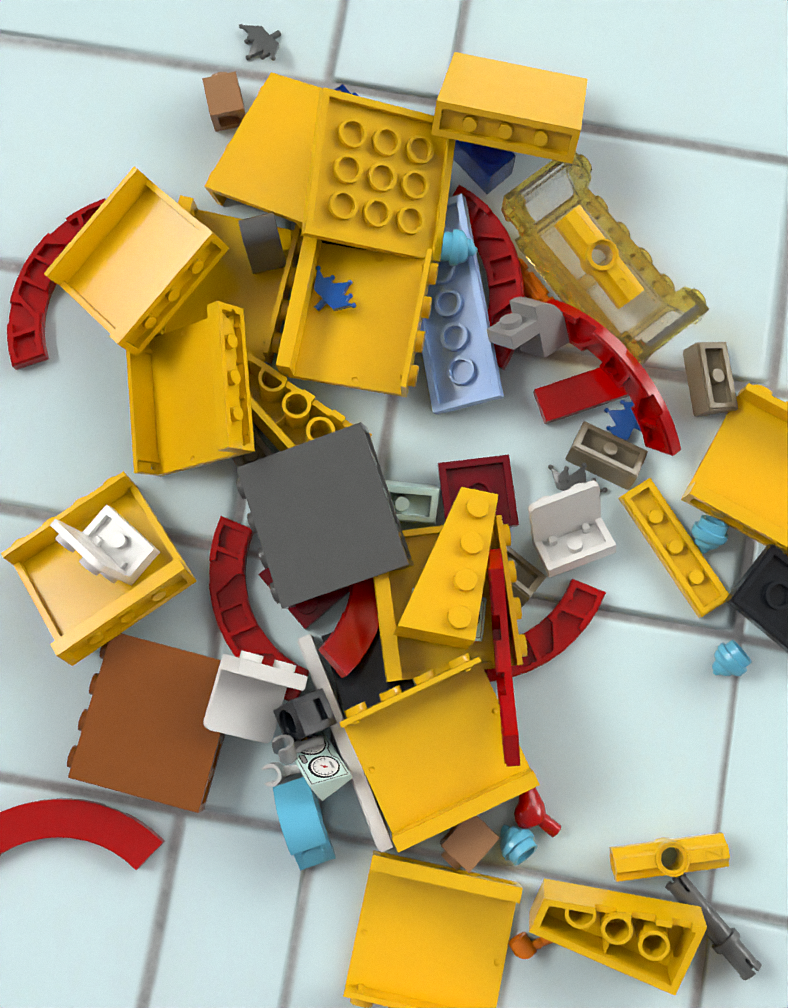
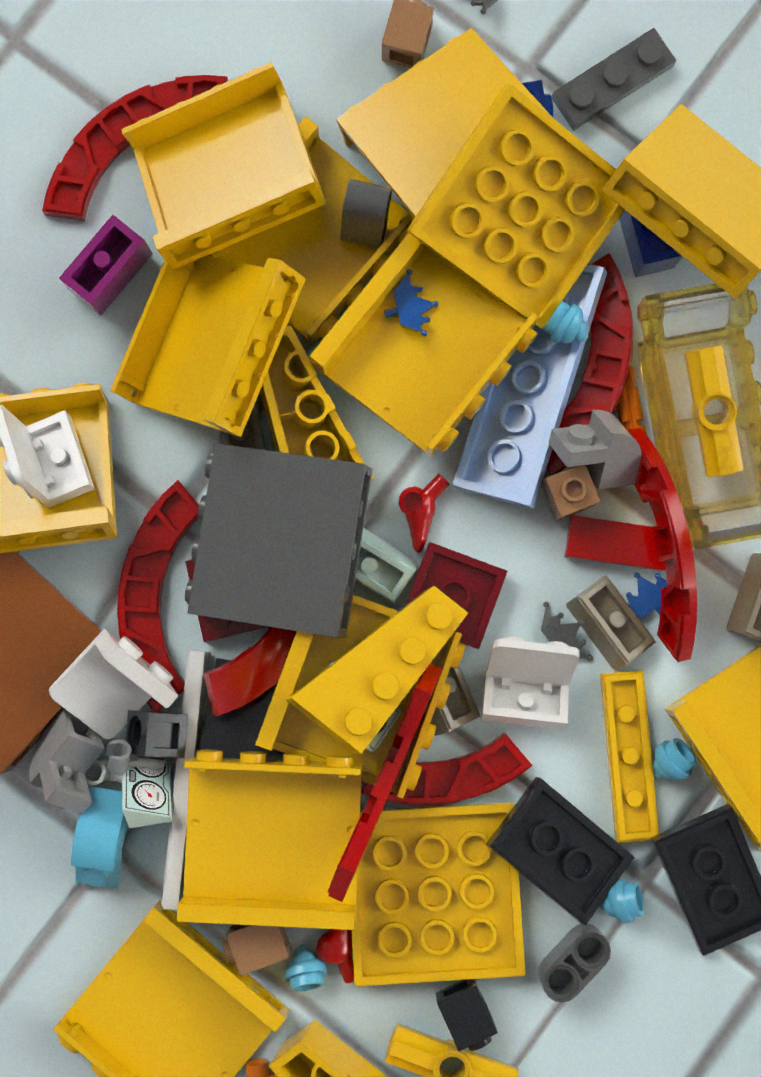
camera: 25 degrees right, 5 degrees up
(83, 380) = (106, 265): none -> magenta brick
(241, 775) = (62, 760): none -> light grey brick
(395, 58) = (613, 79): none -> dark grey plate
(417, 443) = (420, 509): none -> red animal
(524, 372) = (570, 492): none -> medium nougat brick
(590, 731) = (437, 899): none -> yellow plate
(660, 810) = (466, 1015): none -> black brick
(662, 645) = (560, 850): none -> black tile
(726, 728) = (581, 967): none -> dark grey beam

